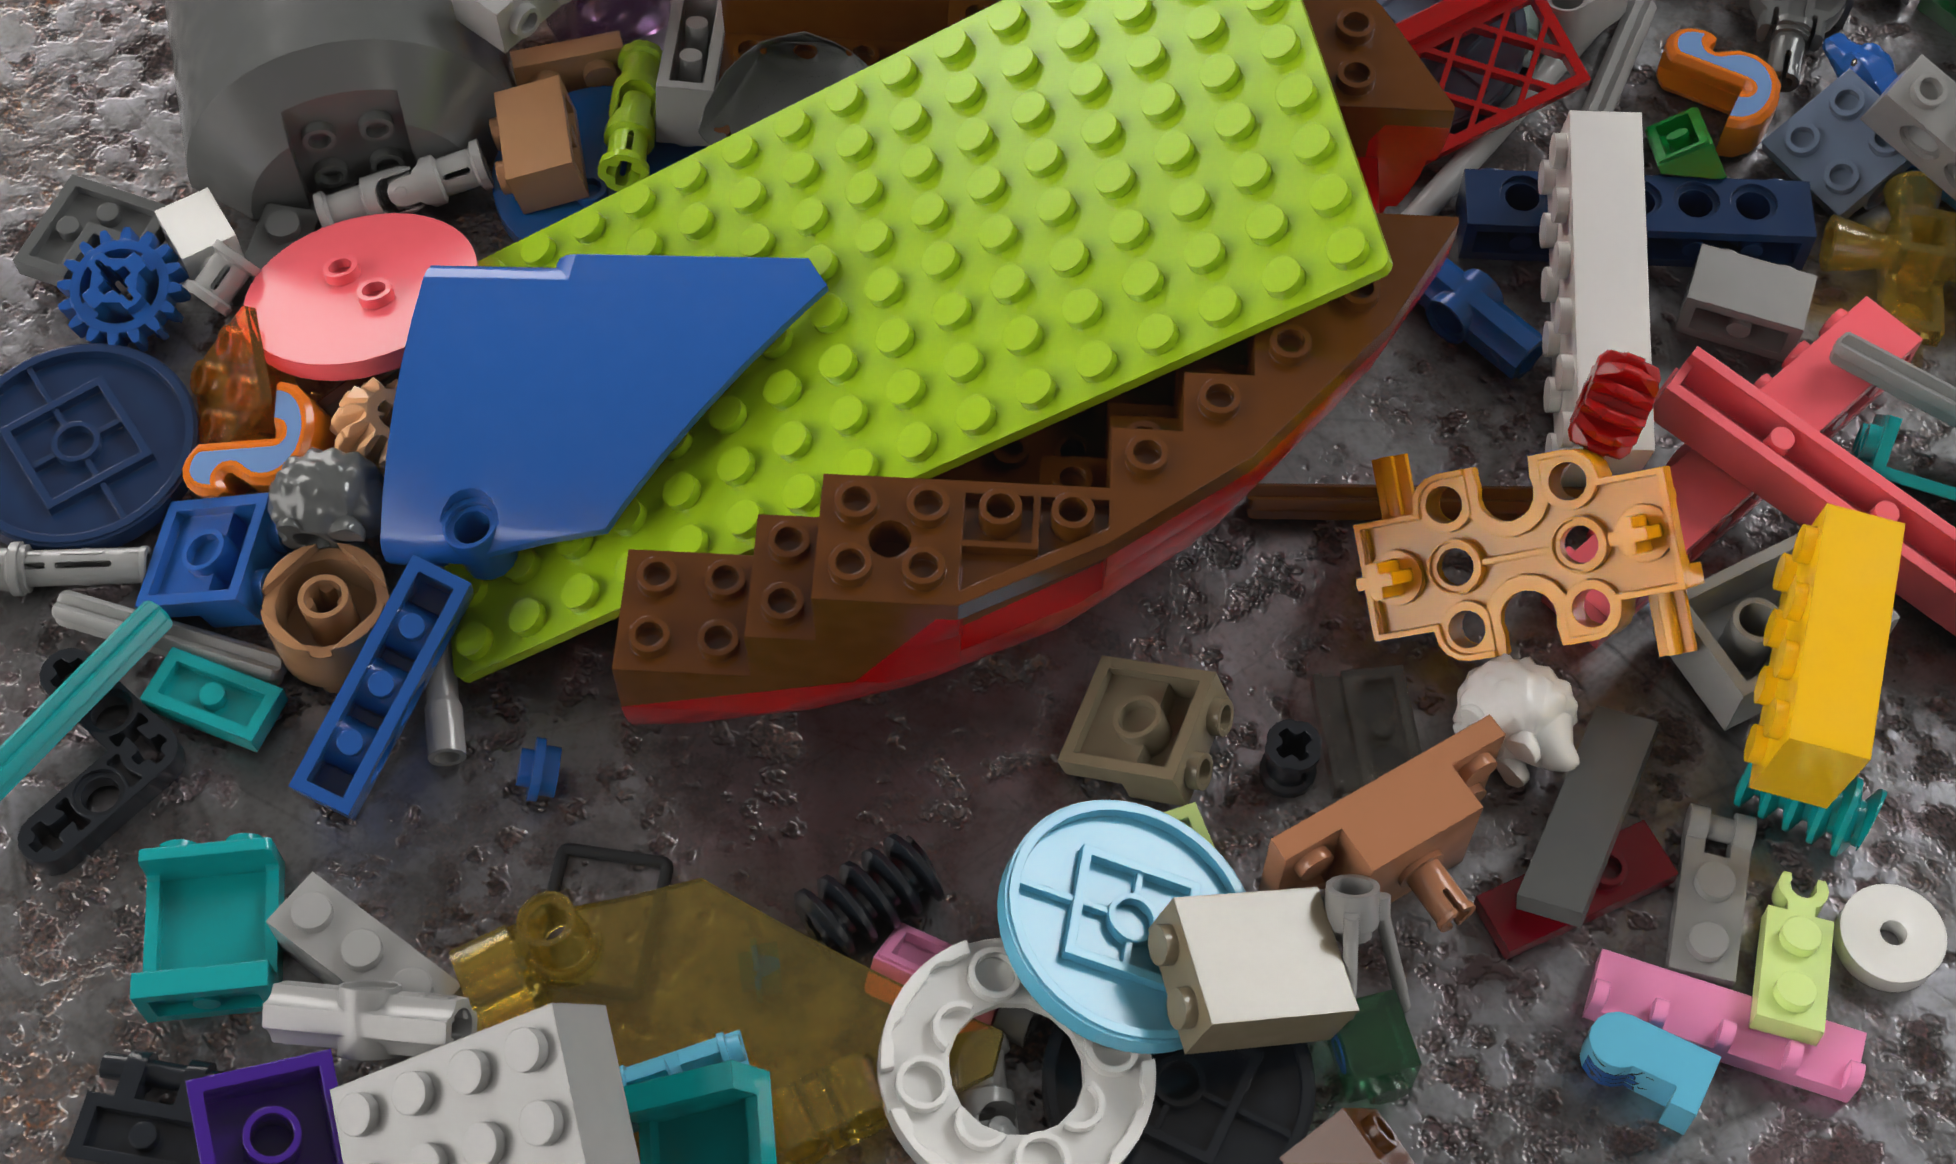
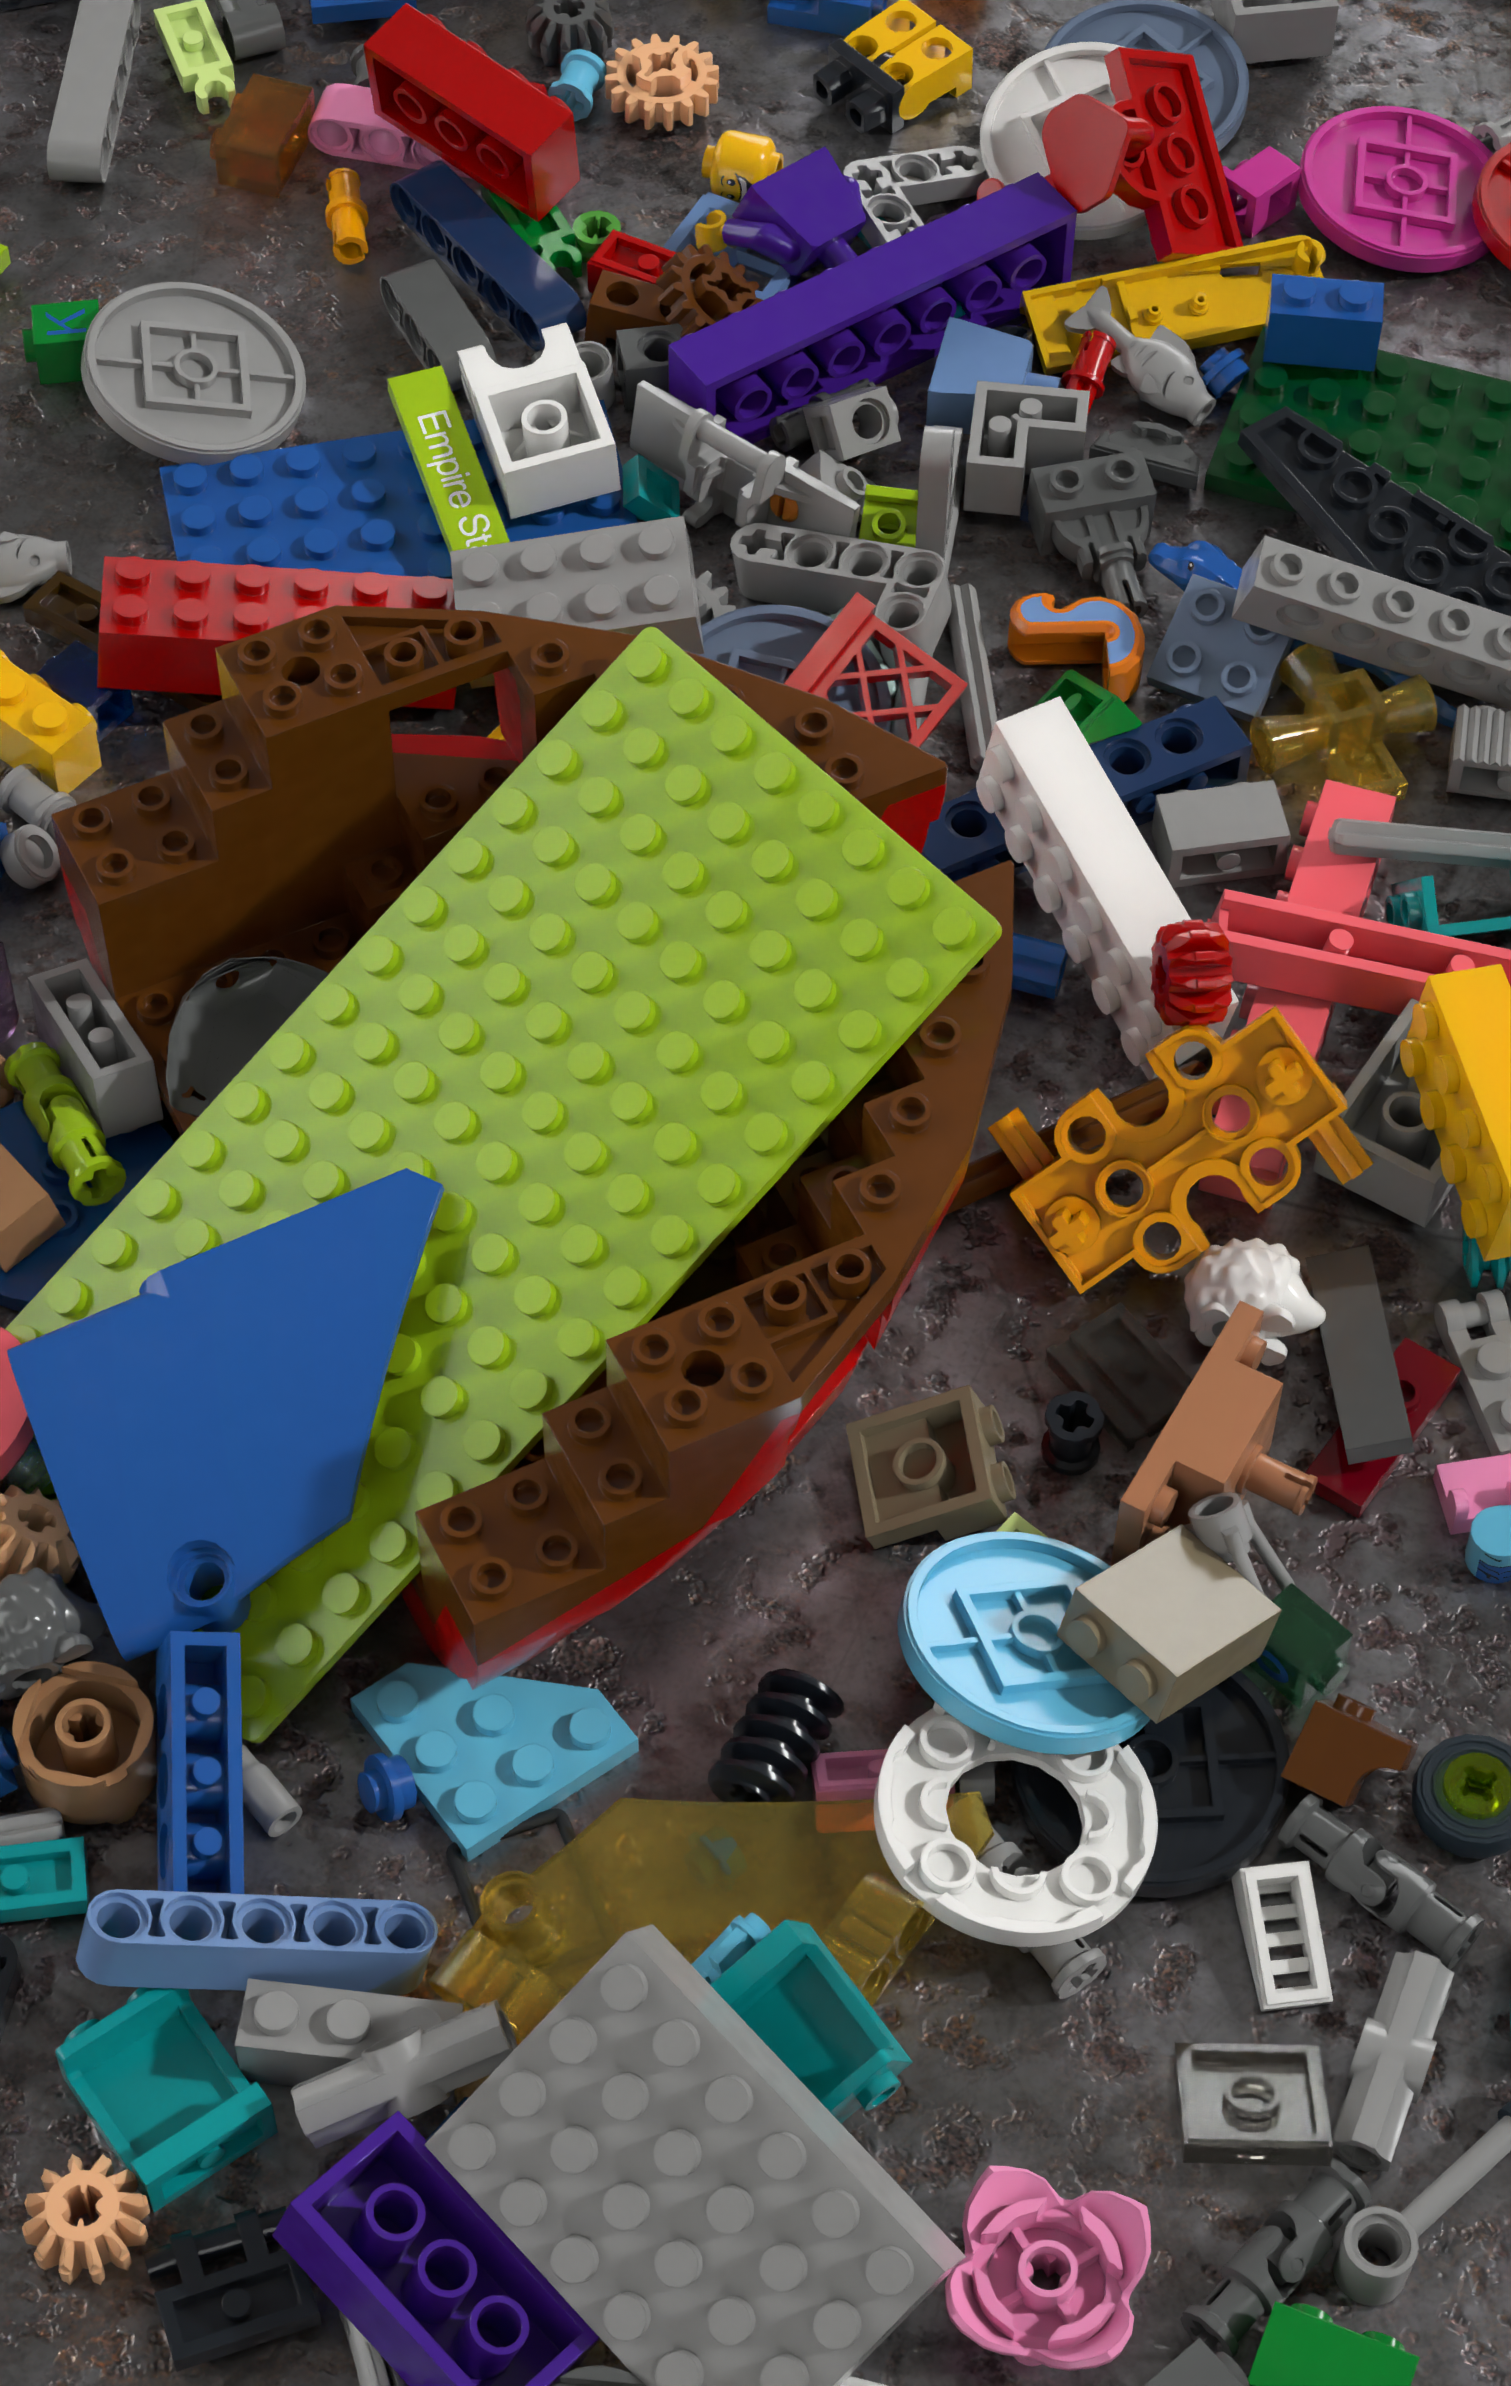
camera: 30 degrees left, 5 degrees down
(80, 1001) = (92, 2245): none -> light nougat gear
(326, 817) = (228, 1937): none -> medium blue beam
(648, 784) = (494, 1750): none -> medium azure plate

